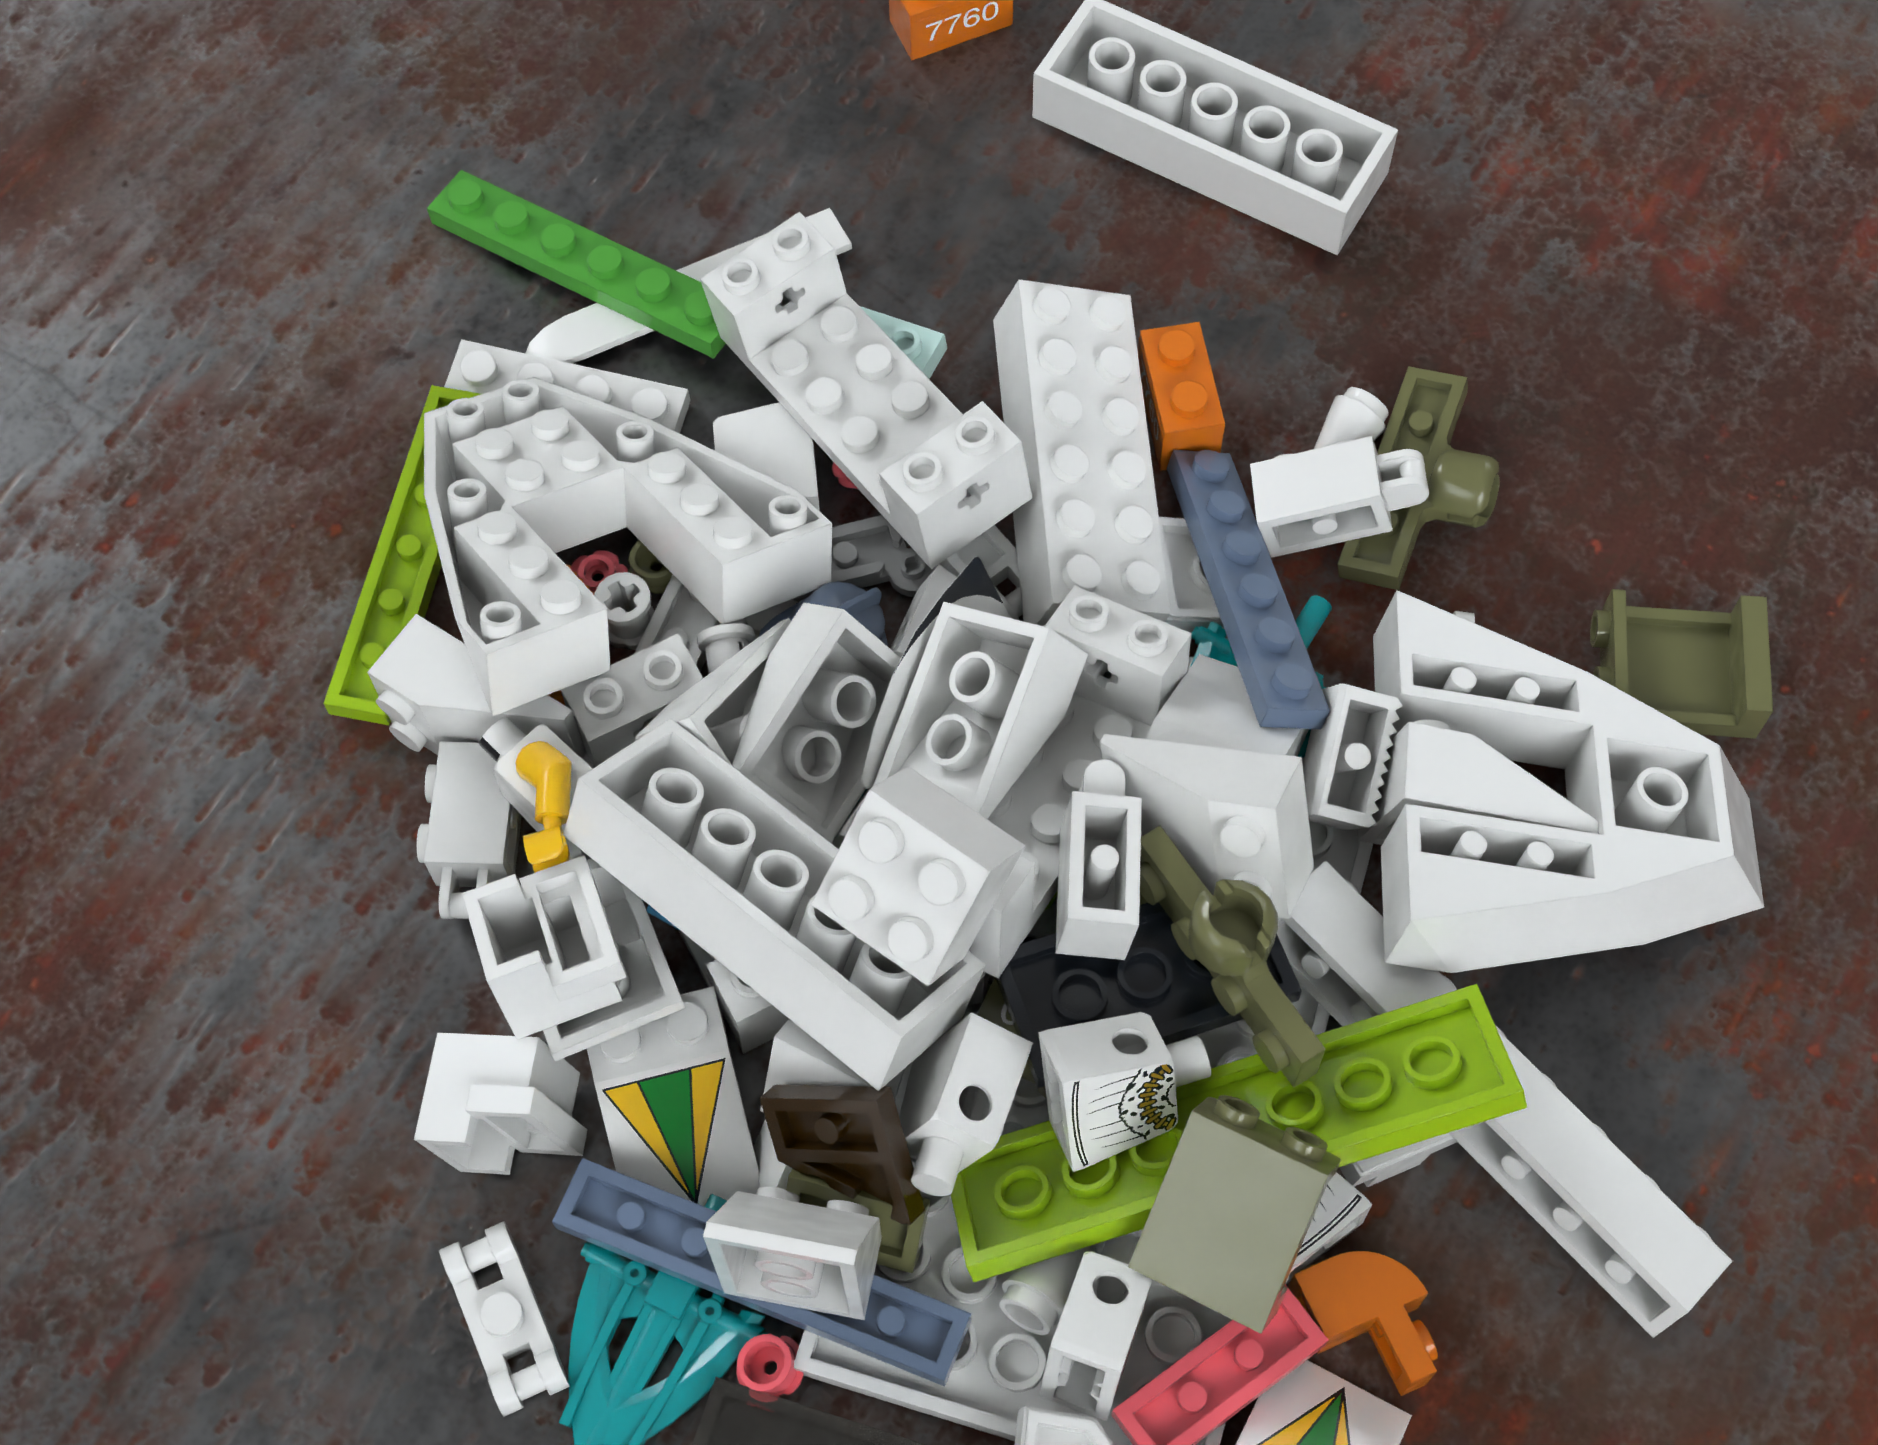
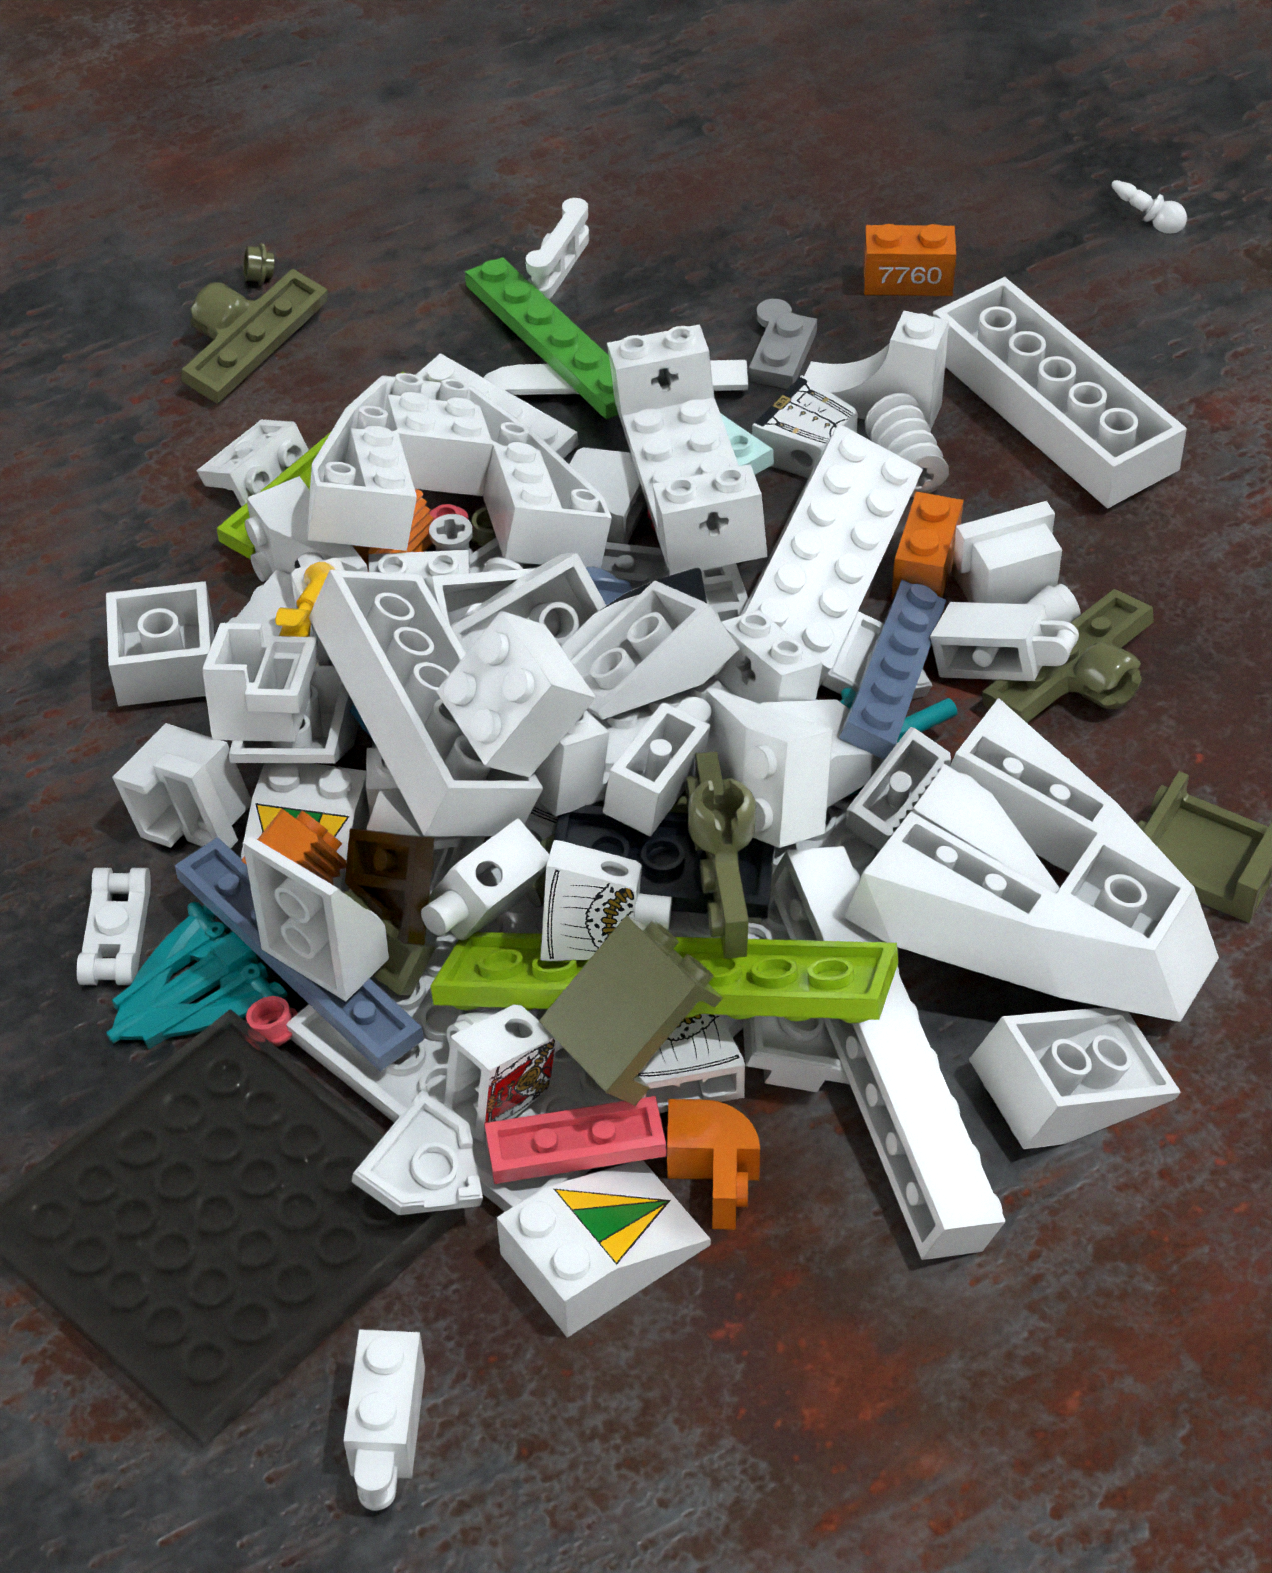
camera: 25 degrees right, 15 degrees down
(158, 292) = (258, 264): none -> olive plate
(199, 398) = (246, 330): none -> olive plate
(315, 582) = (254, 458): none -> white bracket
(351, 902) = (158, 642): none -> white brick
(526, 132) = (560, 248): none -> white plate
(705, 1157) = (304, 843): none -> orange brick
(858, 168) = (782, 345): none -> light grey hinge
(957, 280) = (802, 424): none -> white torso
(1022, 186) = (907, 365): none -> white arch
(1073, 254) = (902, 429): none -> white piece
(1285, 381) = (1007, 555): none -> white plate
(1689, 1030) = (1070, 1073): none -> white slope

